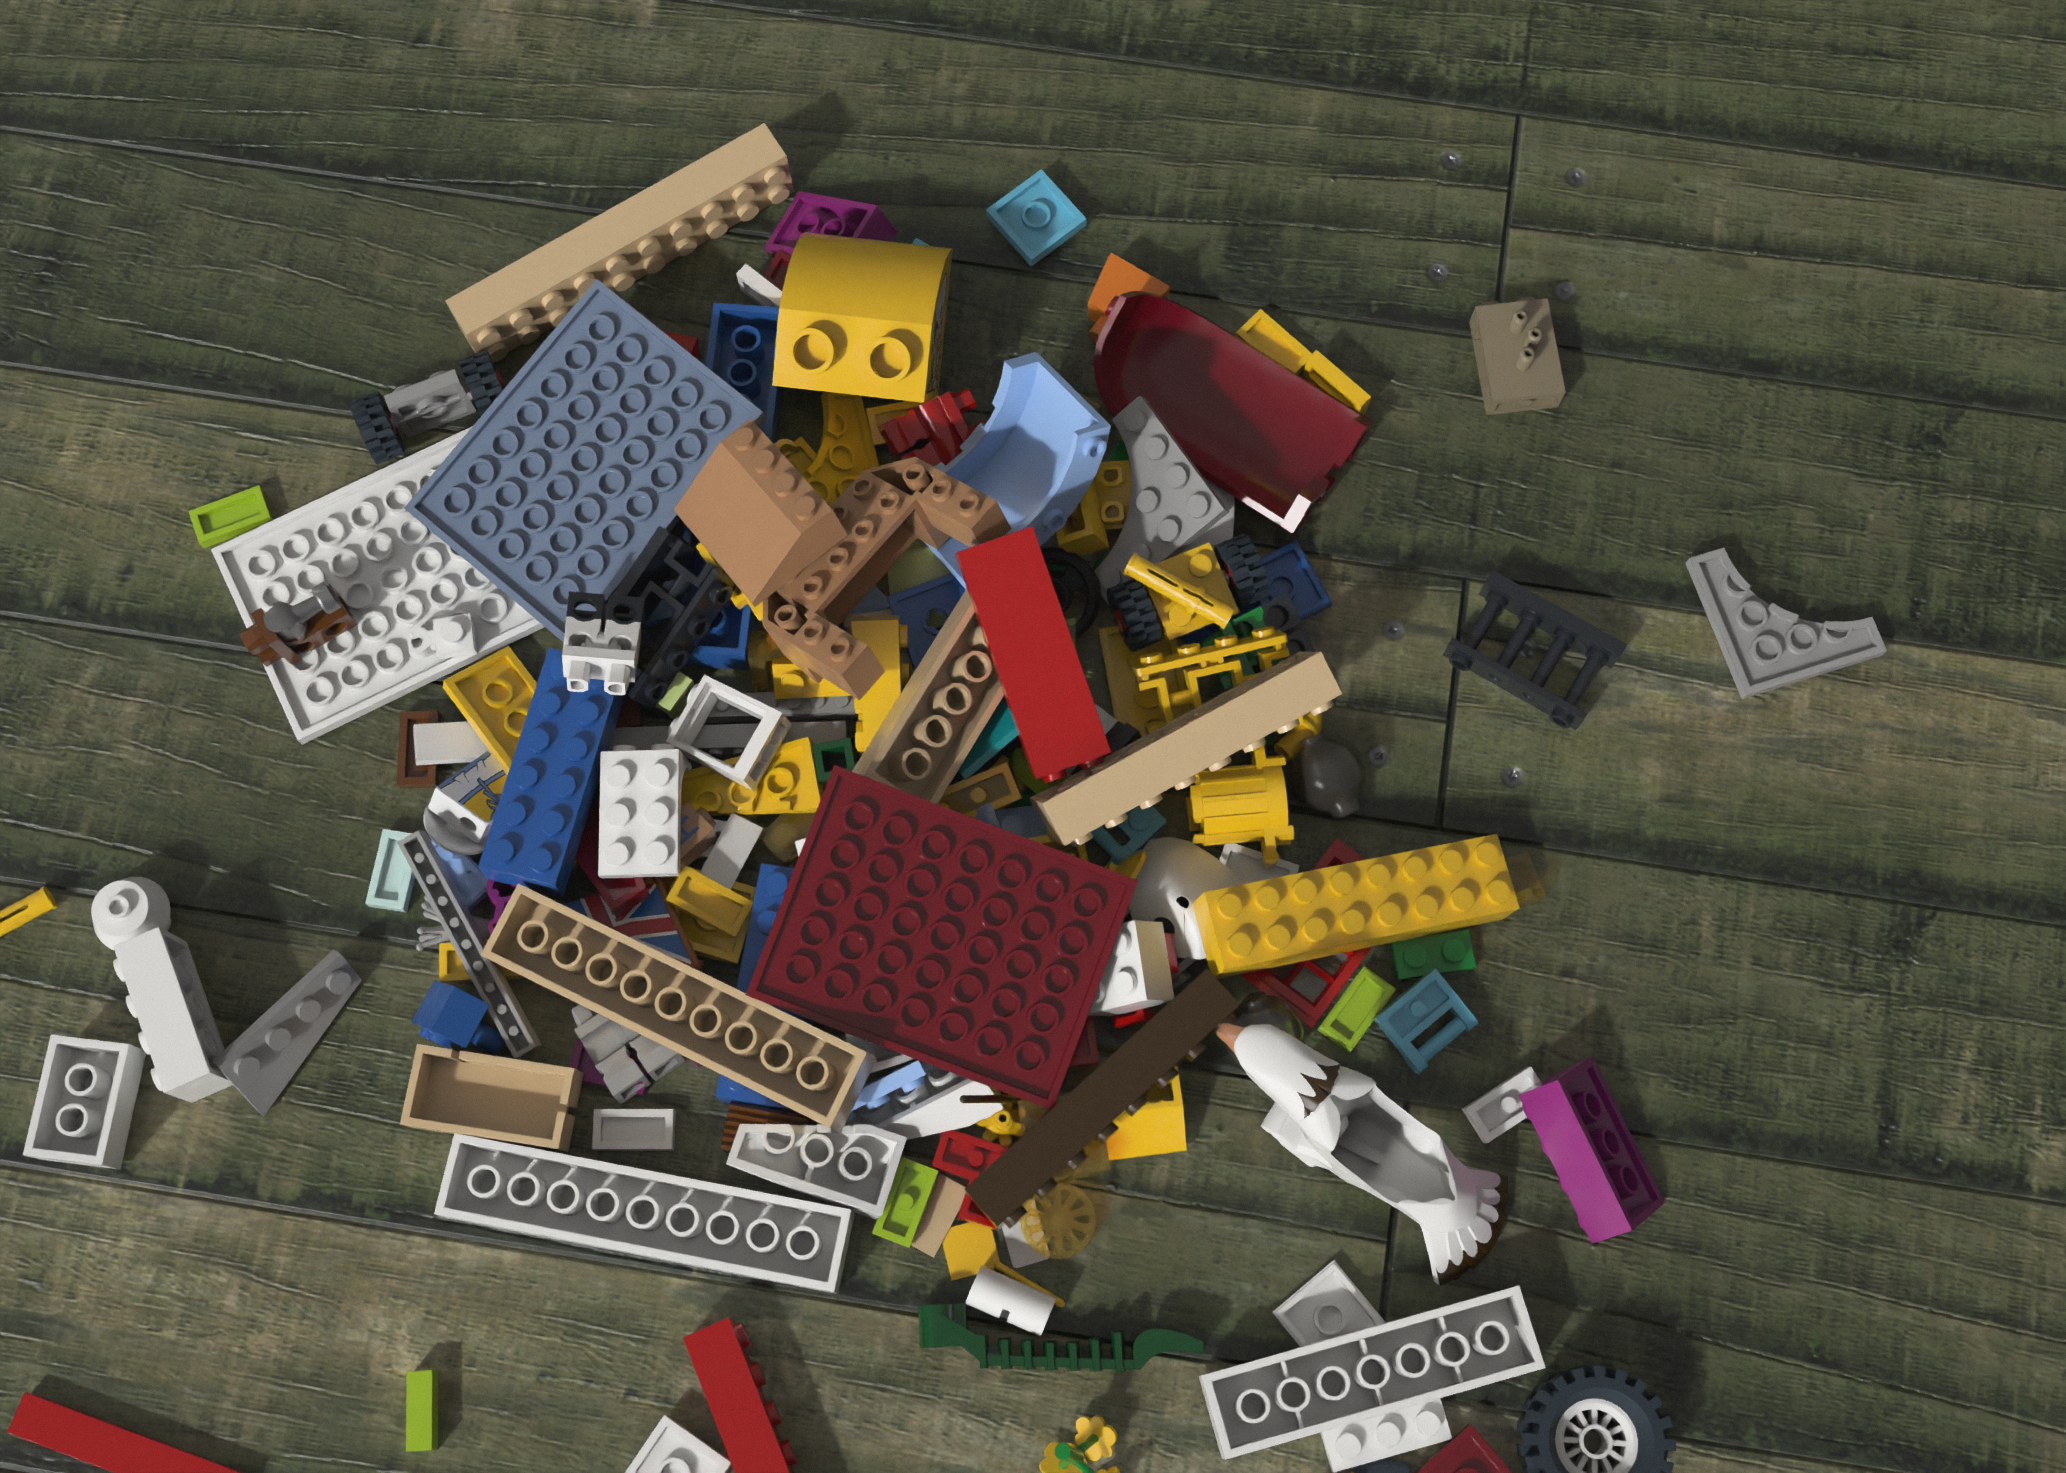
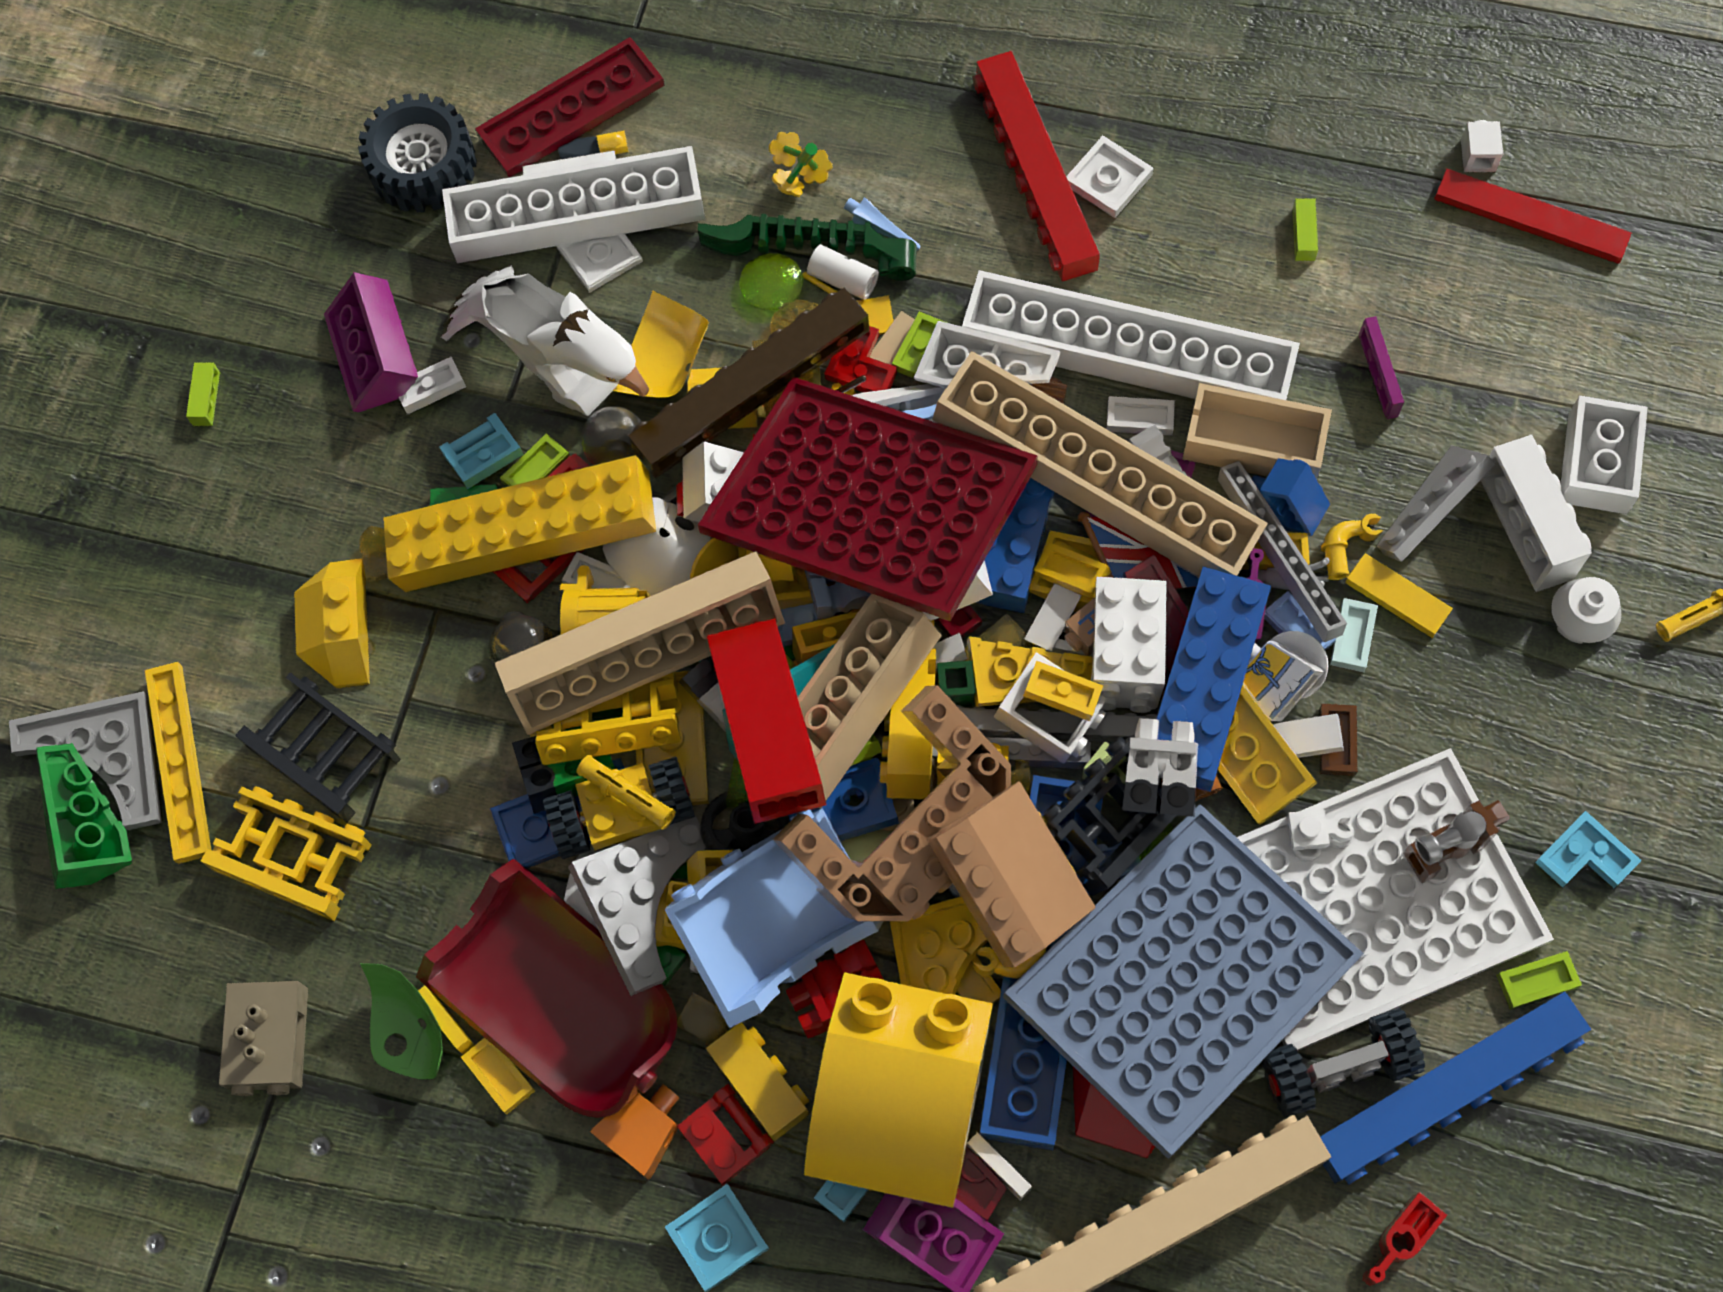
camera: 170 degrees left, 5 degrees down
(167, 652) = (1588, 844): none -> medium azure plate
(322, 405) = (1453, 1086): none -> blue brick
(339, 1209) = (1381, 367): none -> magenta tile
(341, 921) = (1398, 595): none -> yellow tile
(384, 267) = (1402, 1226): none -> red piece
(406, 981) = (1336, 543): none -> yellow piece
(712, 733) = (1063, 690): none -> yellow plate
(987, 1393) = (866, 212): none -> light blue piece
(998, 337) = (759, 1080): none -> yellow brick
(1047, 301) = (714, 1141): none -> red plate
(1101, 1286) = (771, 281): none -> clear neon green dish
(1231, 1168) = (666, 345): none -> yellow piece
(1356, 361) = (397, 1010): none -> bright green piece
(1550, 510) = (275, 876): none -> yellow fence
(1552, 798) = (334, 624): none -> yellow wedge
(1686, 626) = (178, 762): none -> yellow plate
(1771, 545) = (80, 827): none -> green wedge
(1785, 1075) = (203, 394): none -> lime piece

